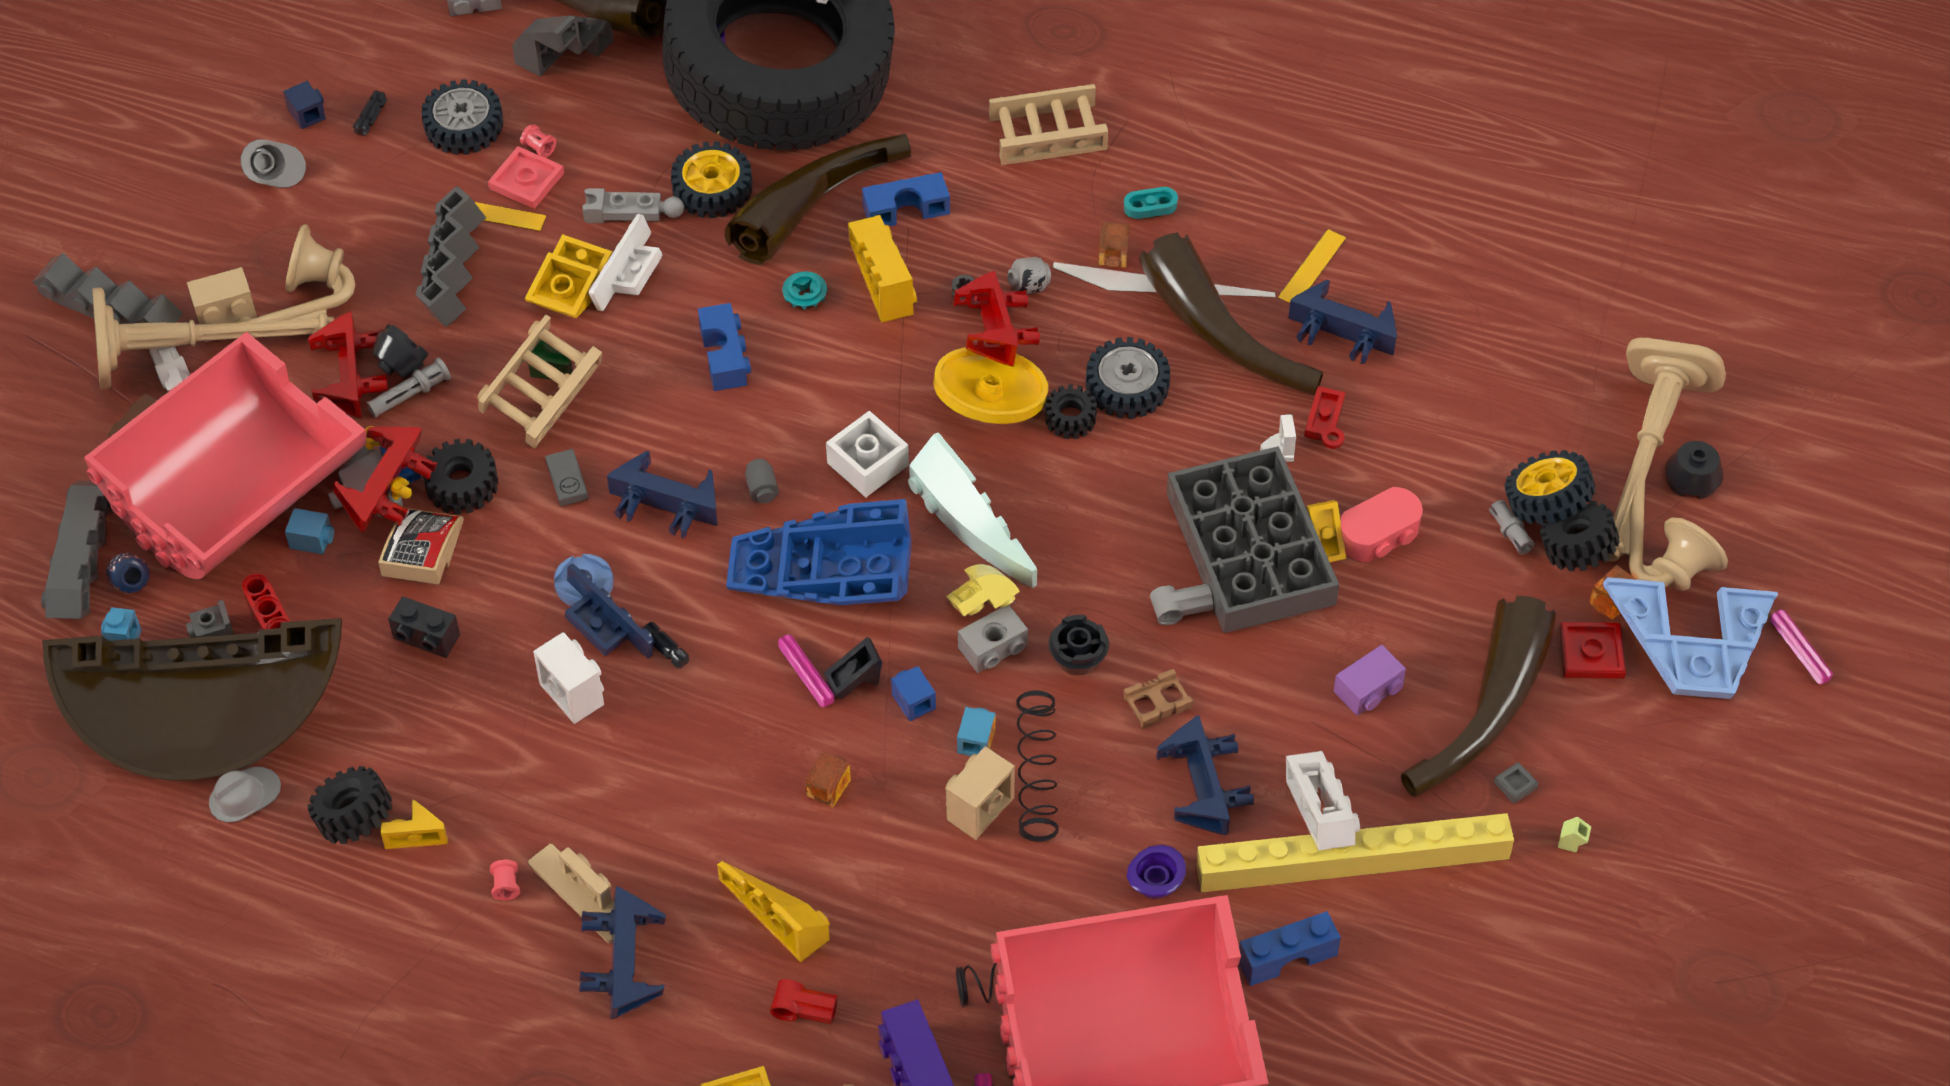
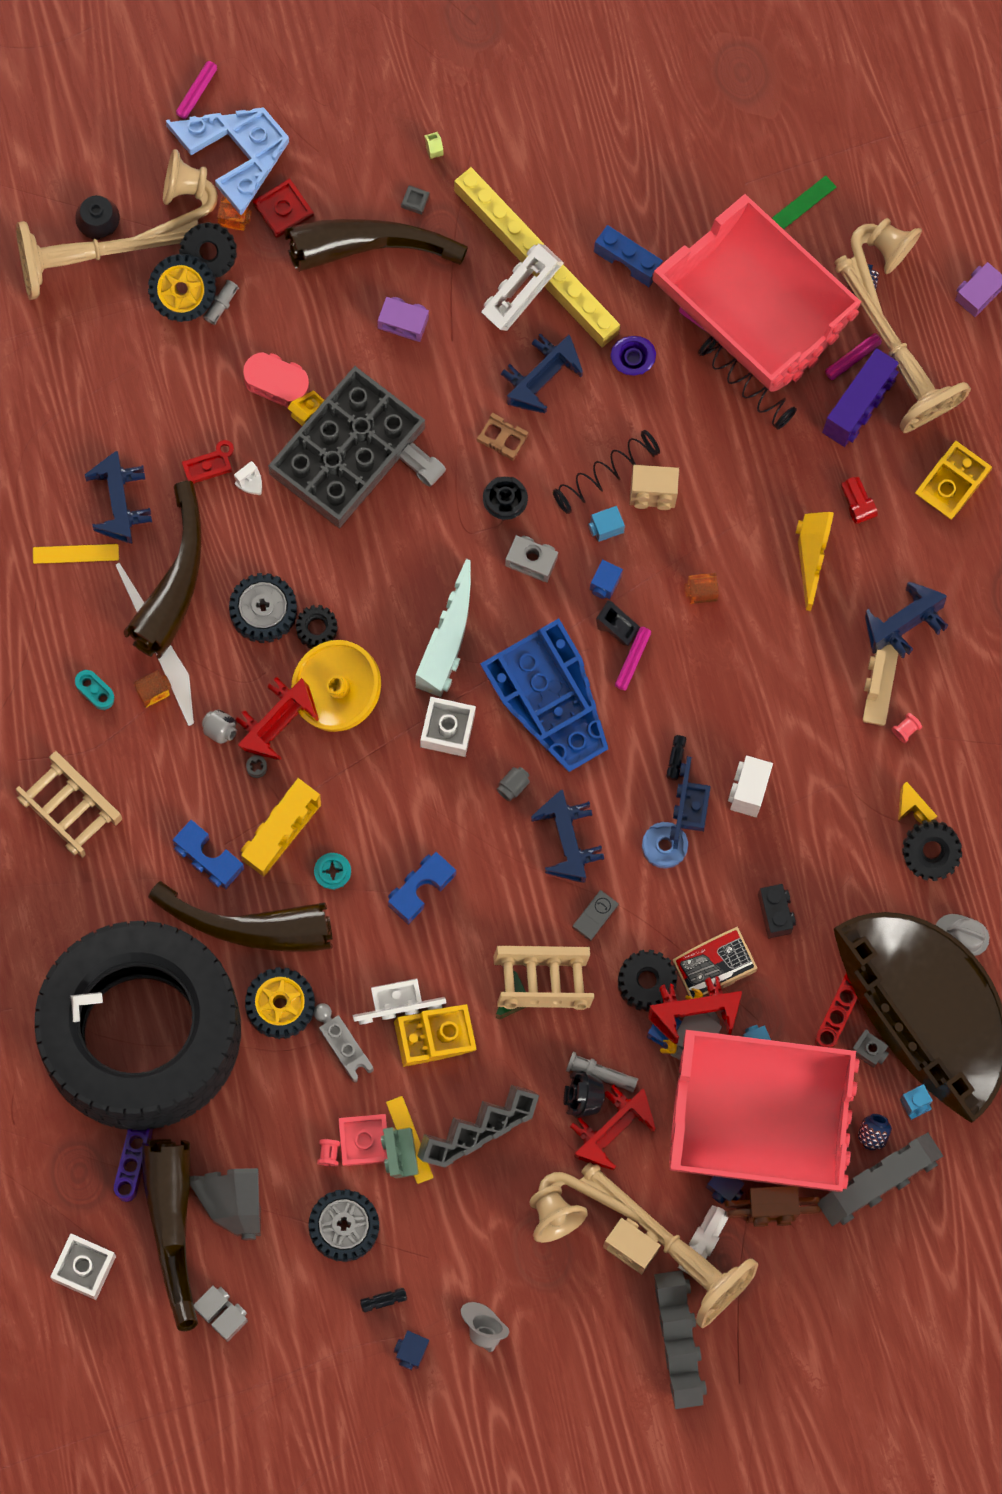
camera: 130 degrees left, 20 degrees up
(488, 185) = (400, 1152): none -> sand green bracket
(984, 585) = (507, 580): light yellow brick -> none

